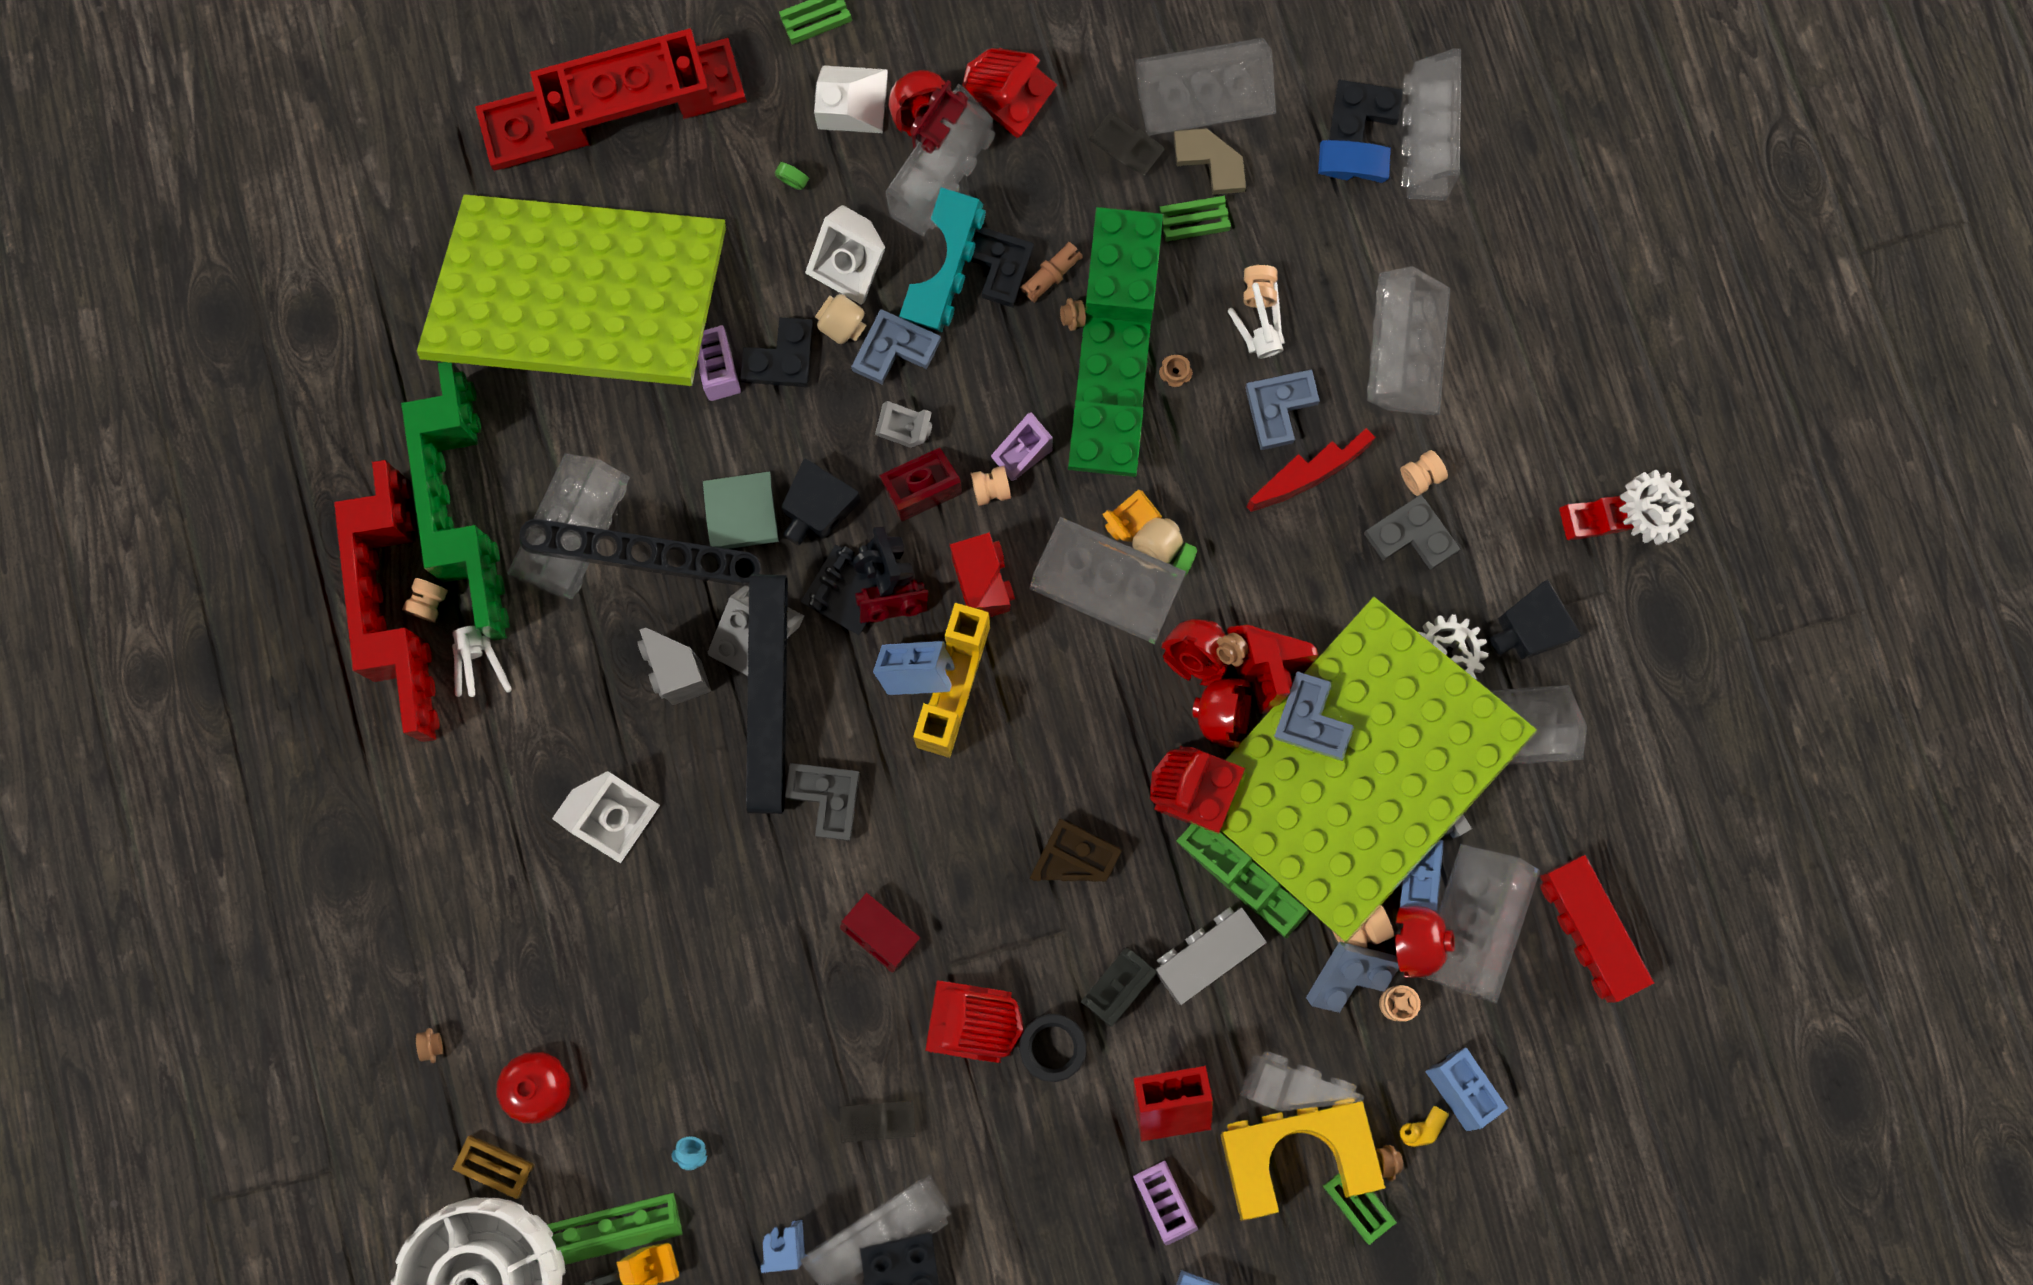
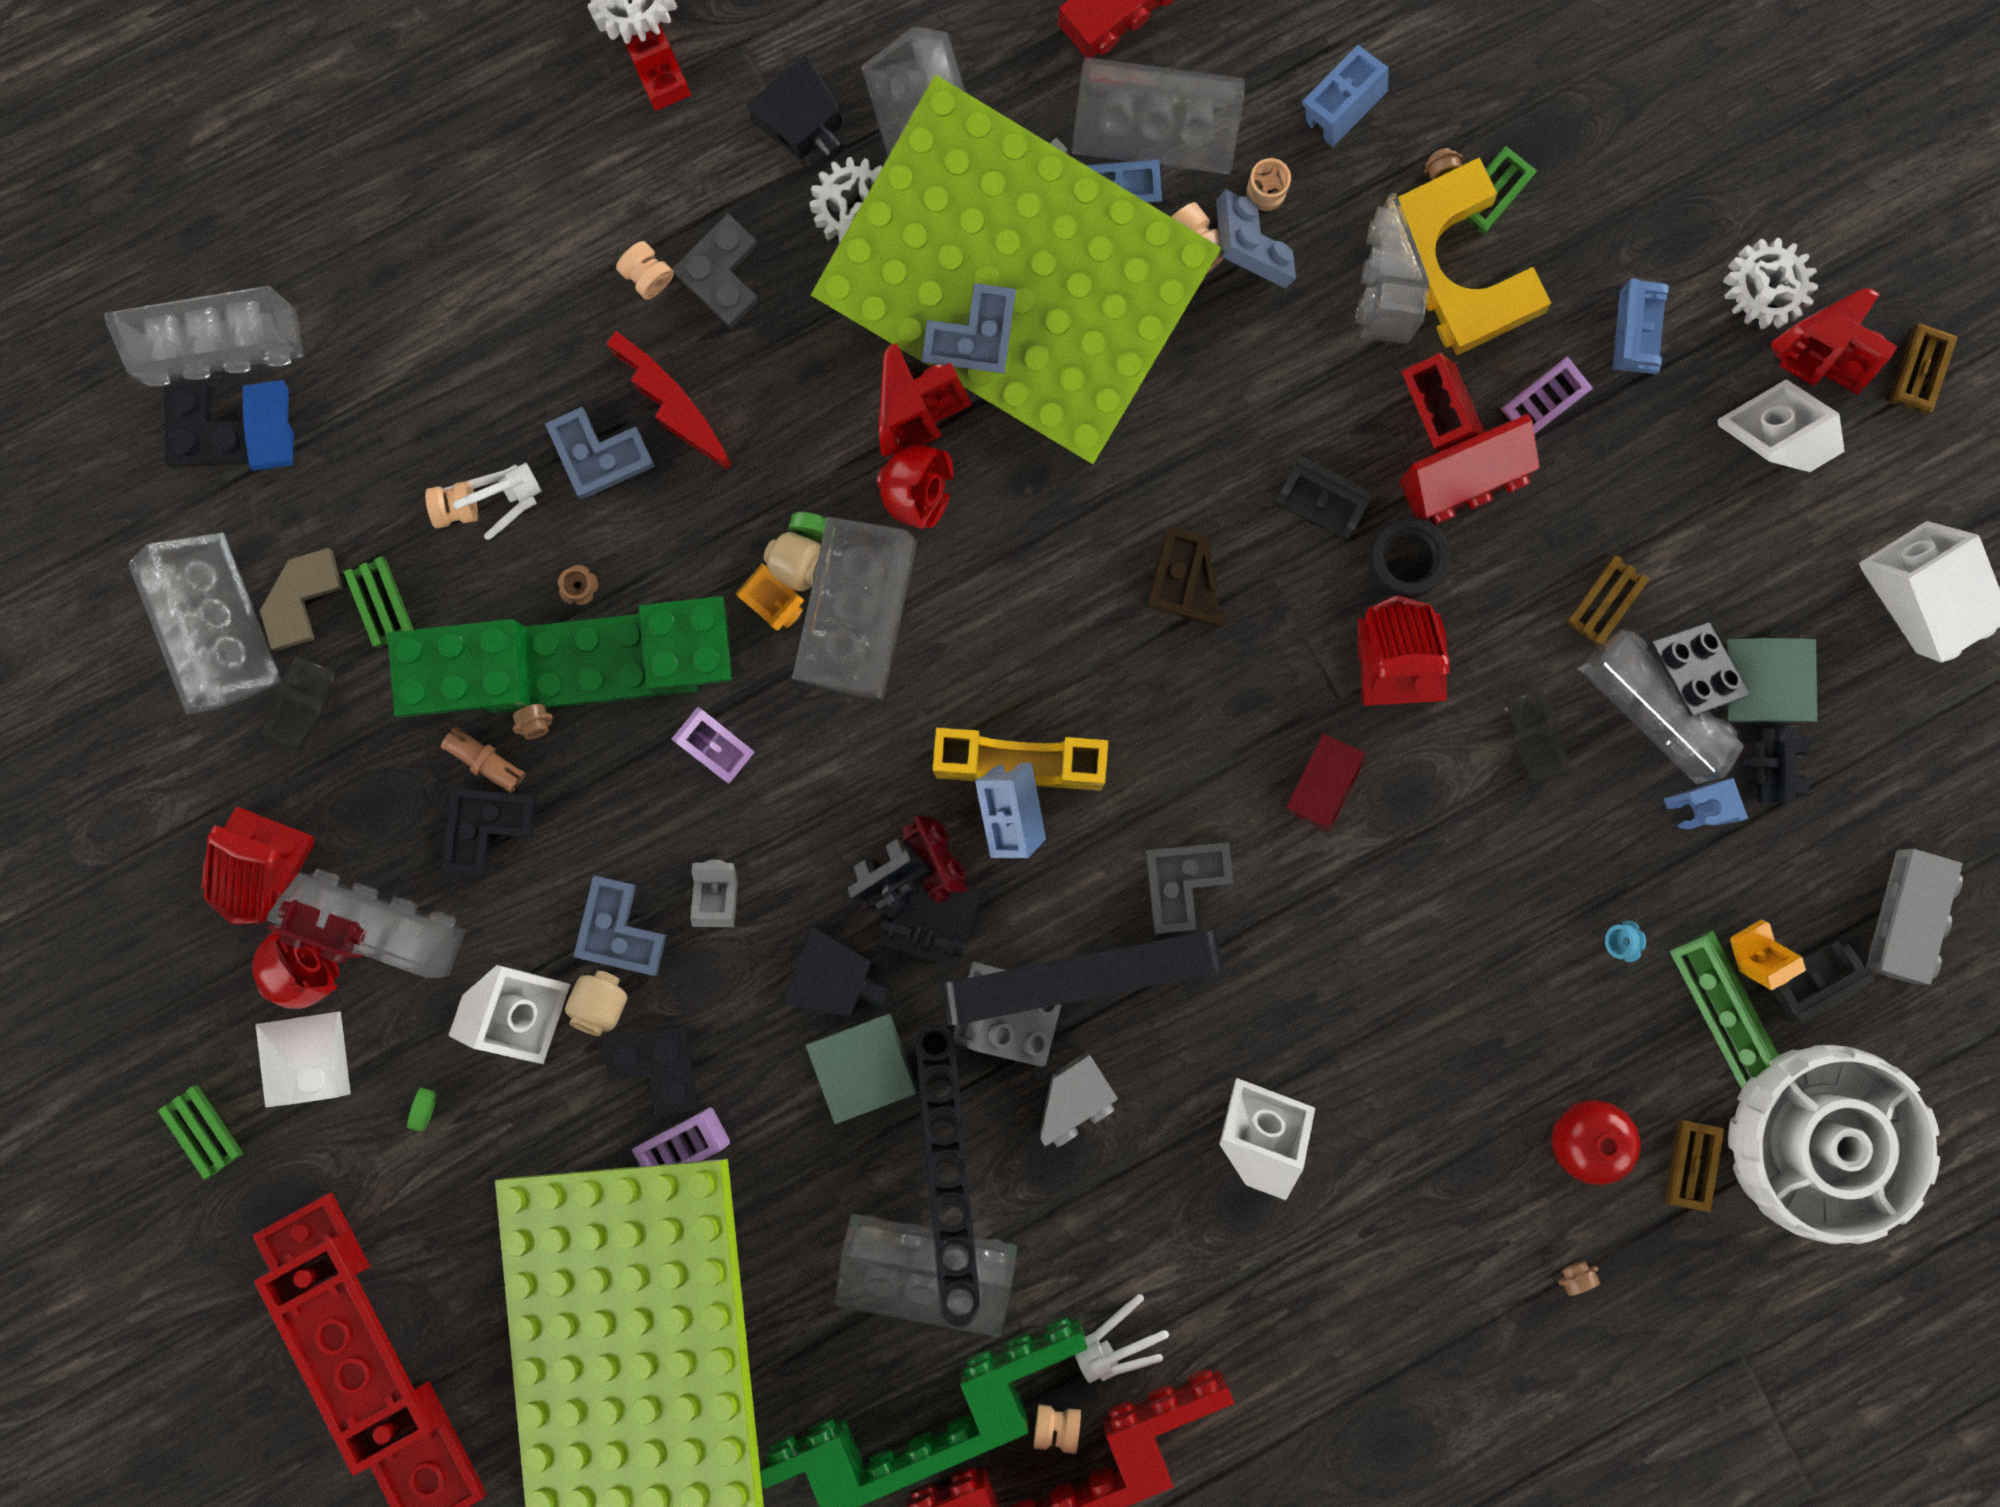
camera: 100 degrees left, 5 degrees up
(921, 484) = (780, 858): dark red slope -> none
(931, 300) = (441, 885): teal arch -> none
(979, 575) = (884, 758): red slope -> none
(990, 485) = (767, 773): light nougat wheel -> none
(999, 1236) = (1627, 573): none -> pearl gold tile
(1111, 1117) = (1472, 471): none -> slope
(1195, 787) = (1078, 457): red piece -> none
(1209, 954) = (1264, 404): light grey brick -> none
(1224, 711) = (981, 443): red cylinder -> none
(1232, 649) = (912, 440): medium nougat plate -> none
(1244, 878) = (1165, 386): bright green slope -> none
(1408, 342) = (486, 318): clear slope -> none
(1422, 942) = (1197, 166): red cylinder -> none
(1424, 1132) = (1400, 132): yellow arm -> none

